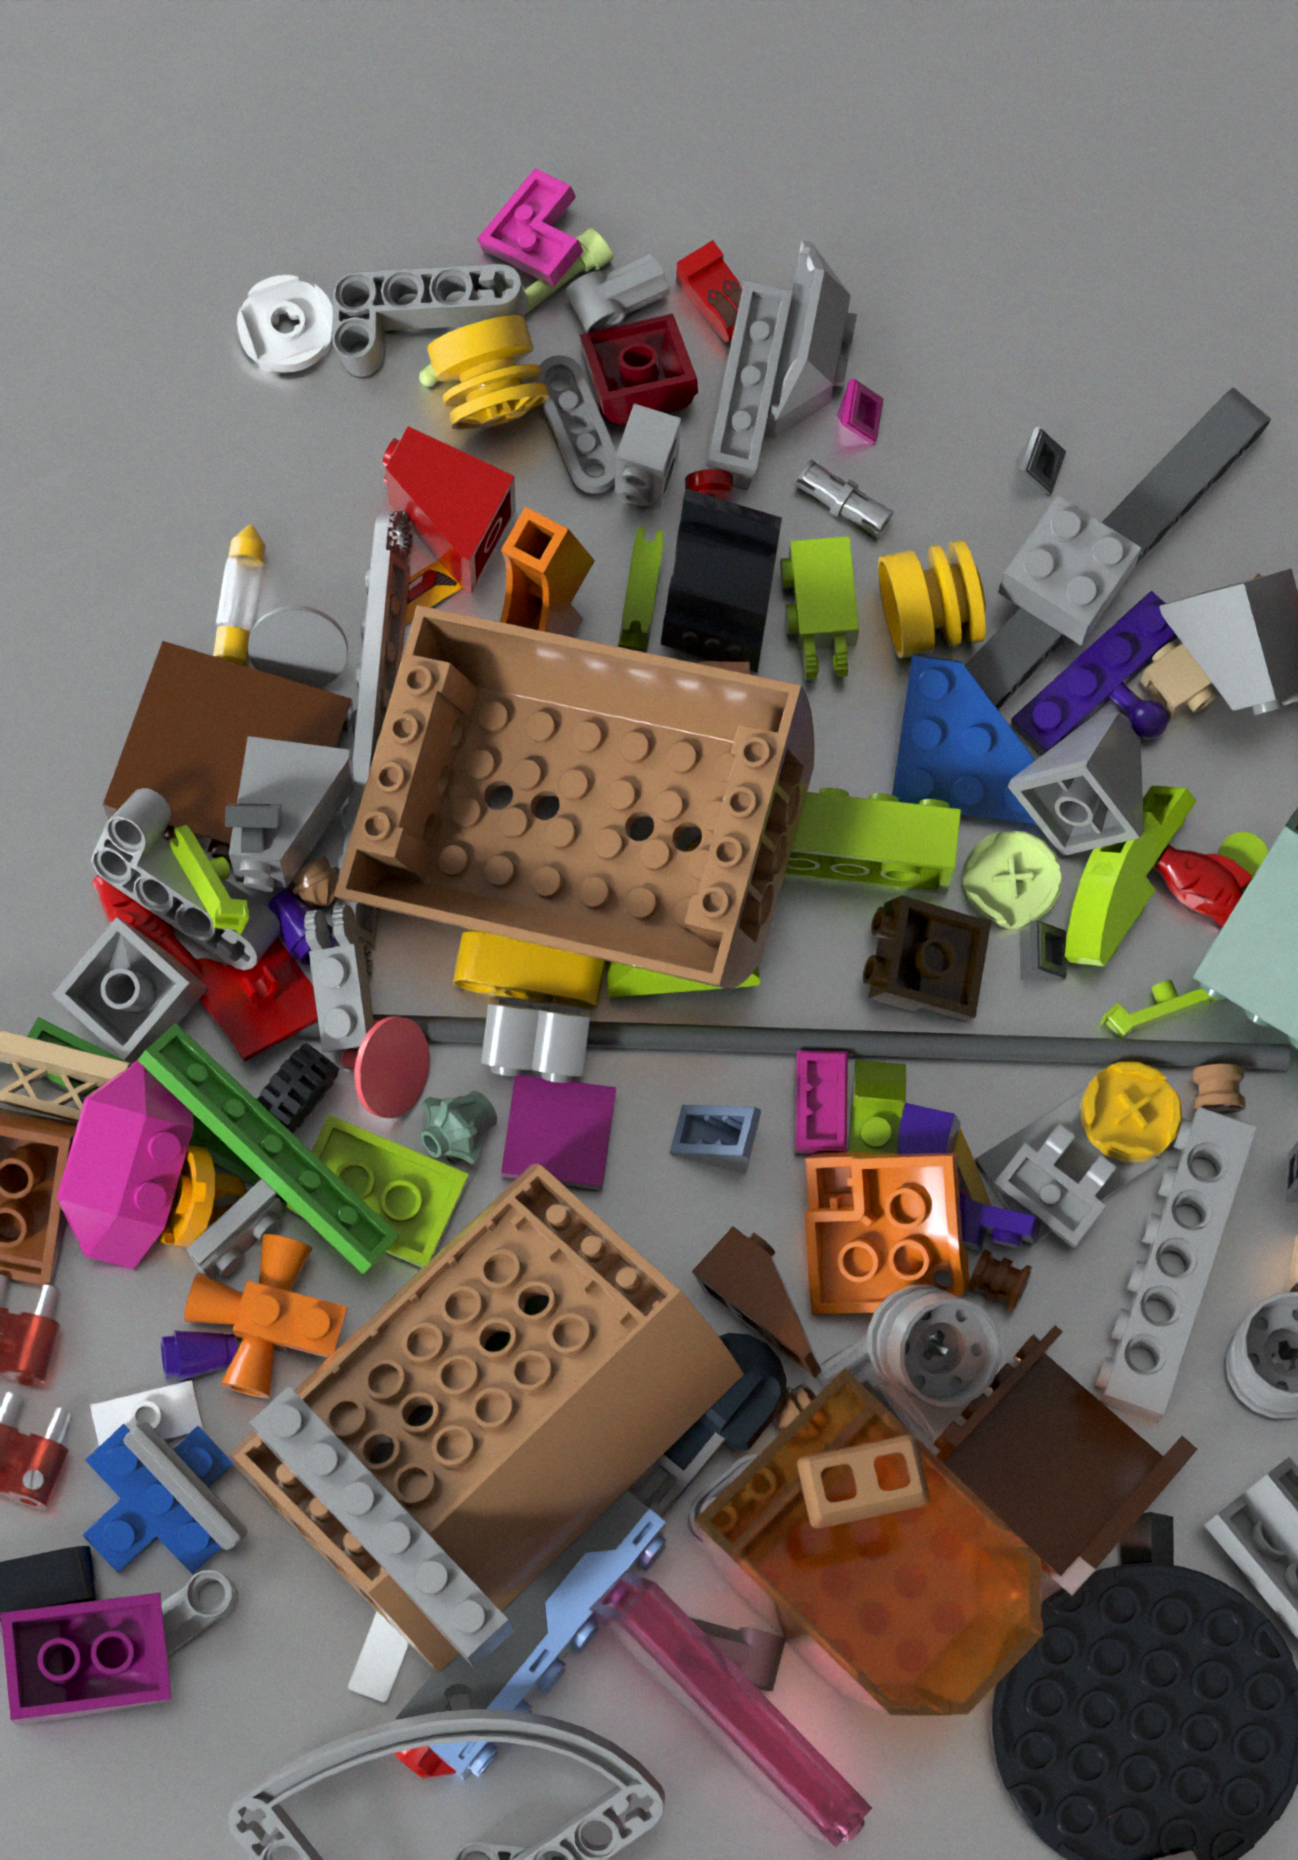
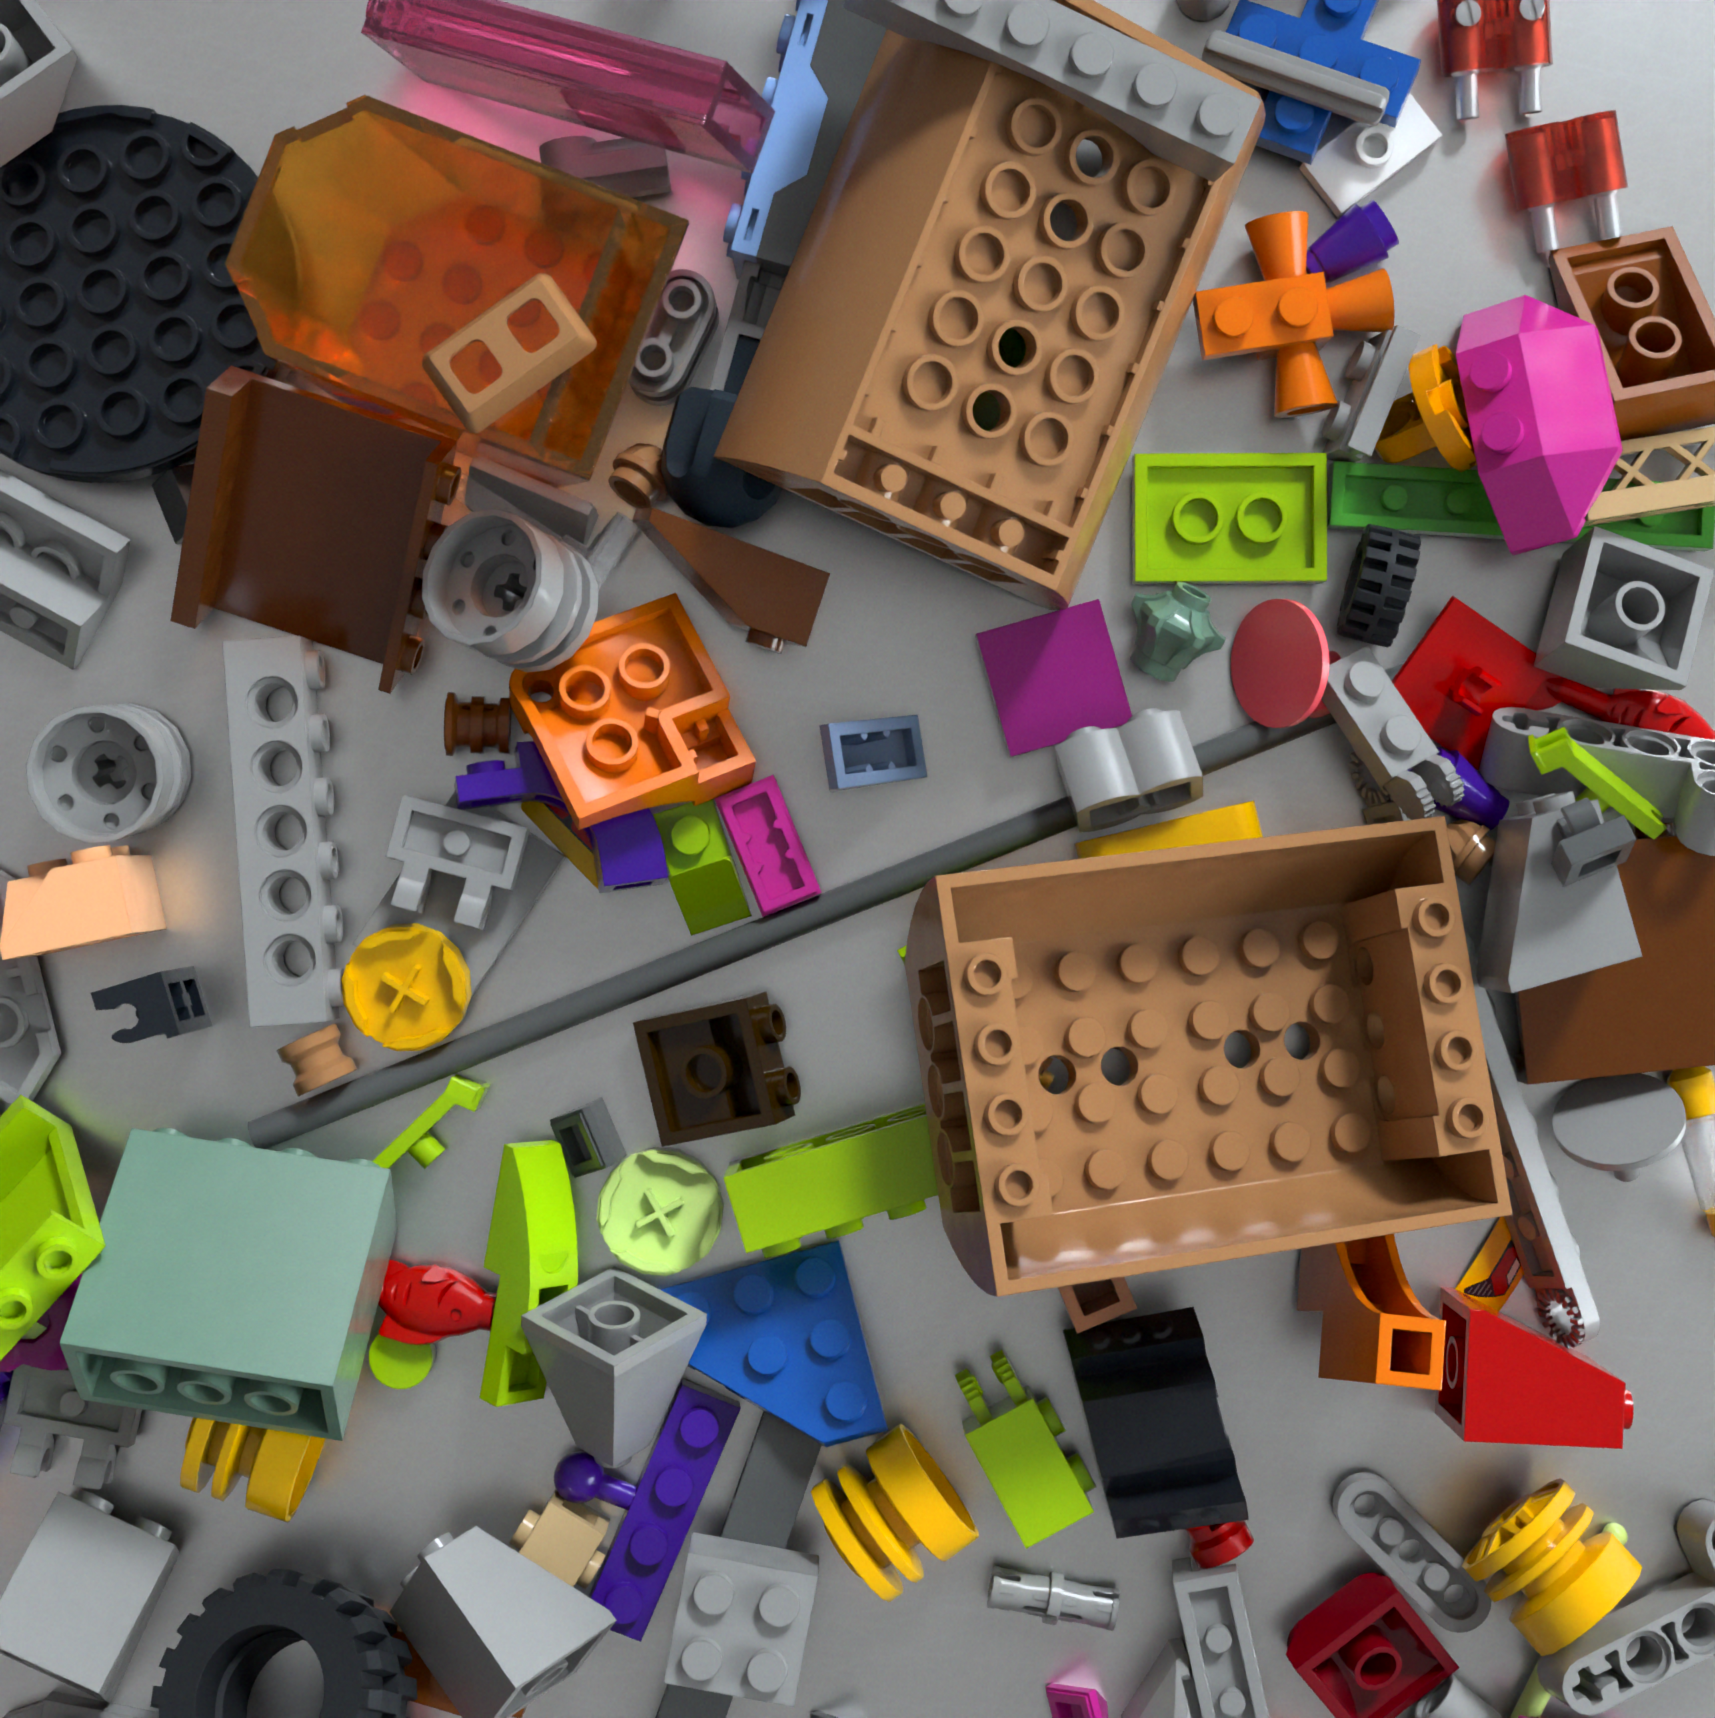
camera: 160 degrees right, 15 degrees up
(268, 1148) = (1382, 494): bright green plate -> none
(641, 591) = (1244, 1375): lime piece -> none
(647, 456) = (1312, 1544): light grey brick -> none

